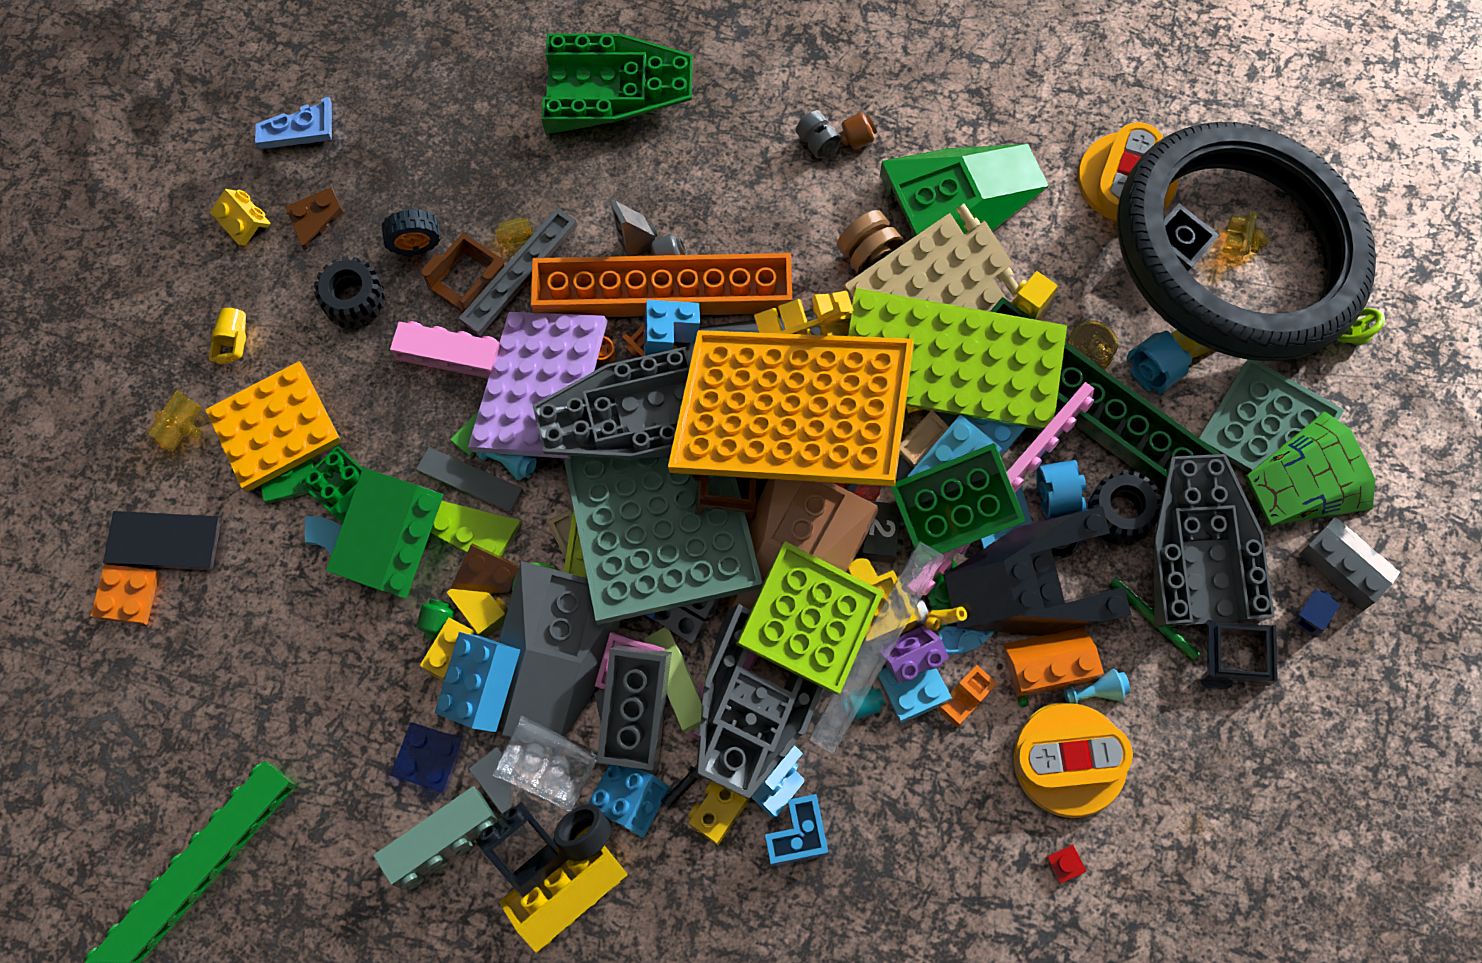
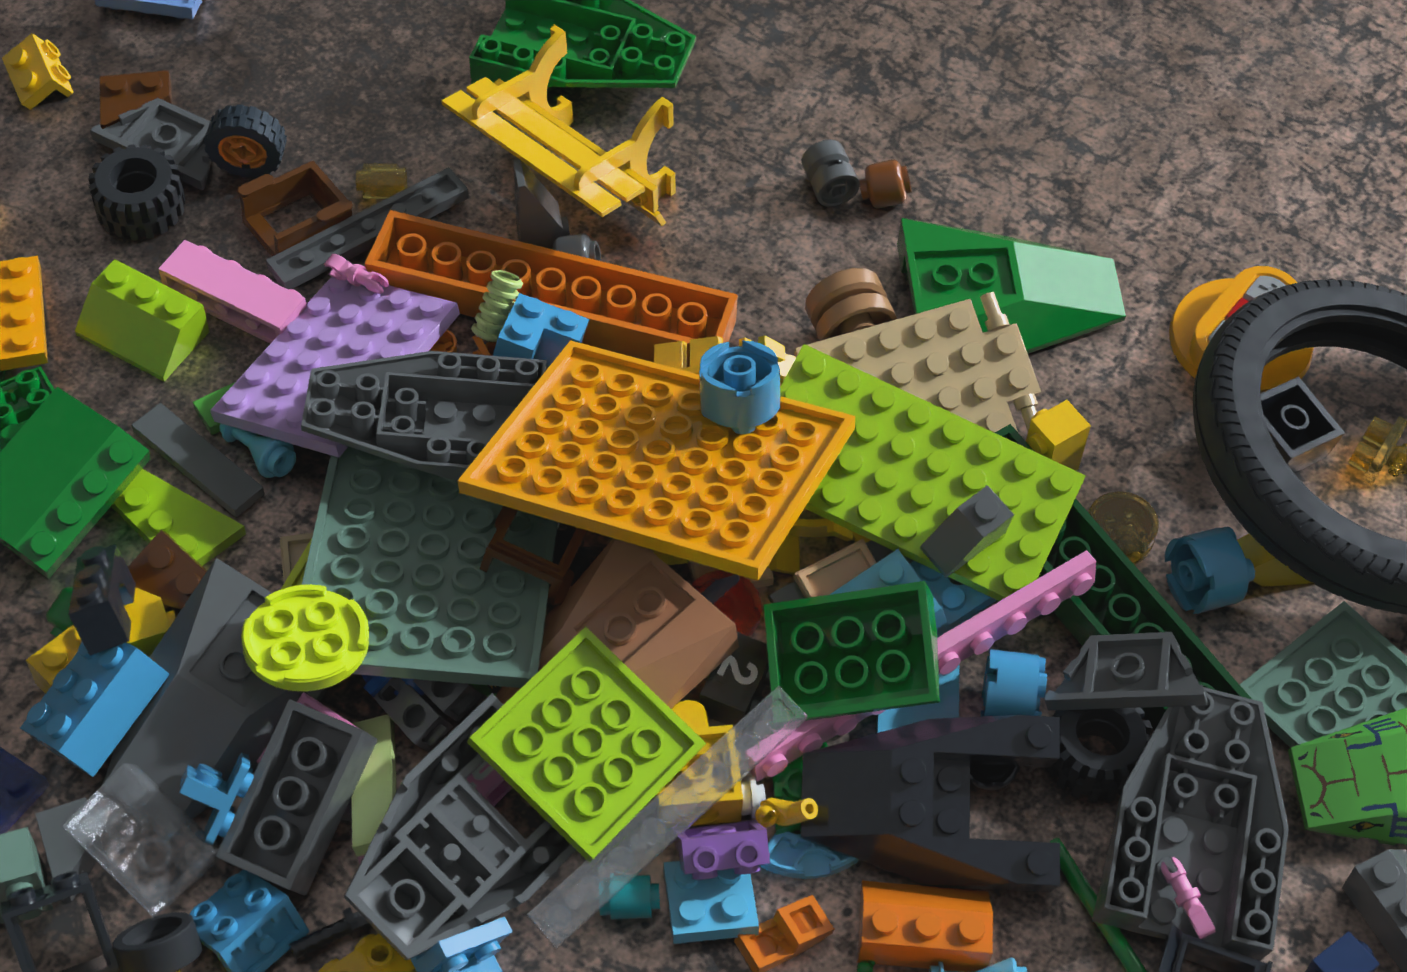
camera: 10 degrees right, 15 degrees down
(349, 238) = (167, 128): none -> dark grey wing
(391, 390) = (141, 320): none -> lime slope
(454, 606) = (99, 597): none -> black arch
(527, 313) = (355, 274): none -> bright pink piece
(582, 721) = (208, 788): none -> dark azure bracket
(603, 603) = (305, 638): none -> neon yellow tile
(604, 158) = (618, 170): none -> yellow piece
(633, 311) = (496, 305): none -> yellowish green piece
(832, 342) = (739, 385): none -> dark azure brick
(1005, 393) = (967, 531): none -> dark grey slope
(1135, 459) = (1128, 674): none -> dark grey wing
(1213, 598) = (1188, 899): none -> bright pink piece

